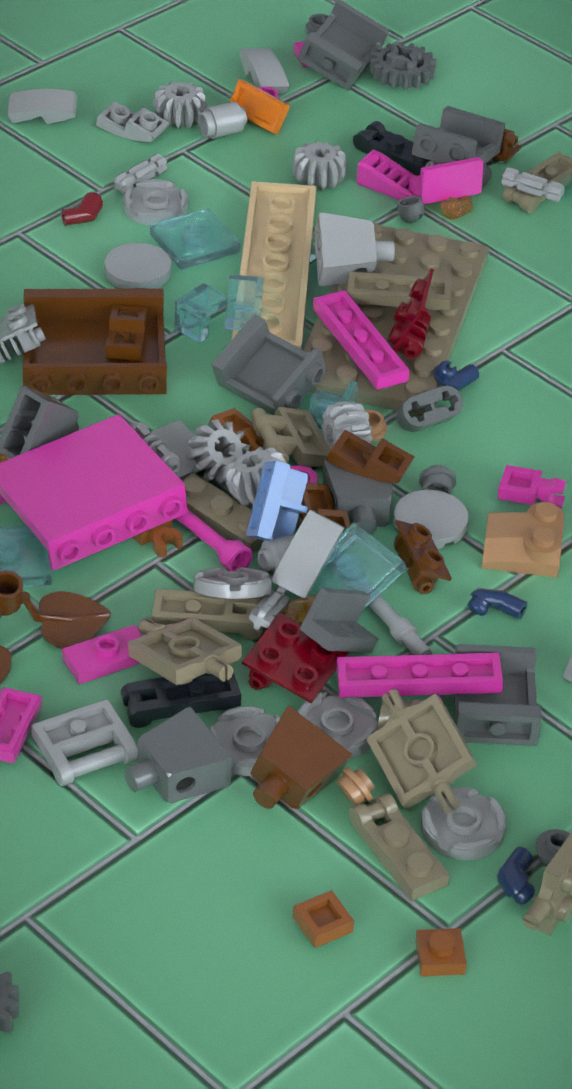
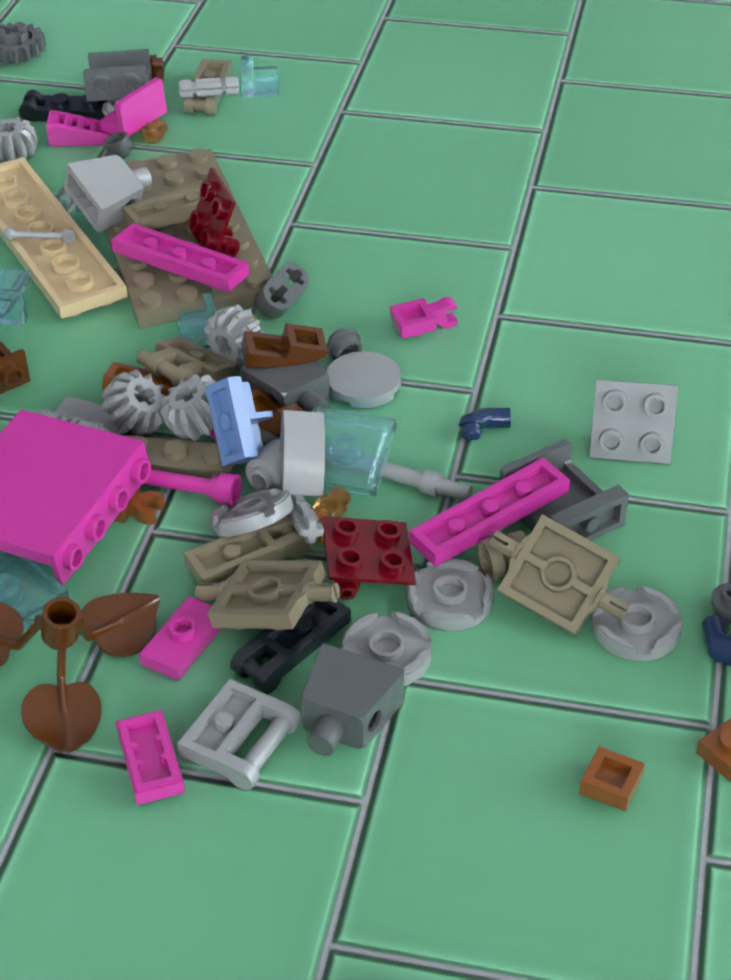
camera: 30 degrees left, 0 degrees up
(244, 300) = (52, 268): clear light blue panel -> none
(267, 368) = (116, 317): dark grey panel -> none
(289, 278) = (67, 235): none -> light grey hinge
(296, 762) = (457, 643): reddish brown torso -> none
(334, 621) = (383, 508): dark grey panel -> none
(356, 786) = (525, 638): medium nougat plate -> none
(399, 847) = (605, 674): dark tan plate -> none
(420, 555) = (377, 401): reddish brown hinge -> none
(451, 377) = (276, 259): dark blue arm -> none
(525, 540) = (459, 360): medium nougat slope -> none

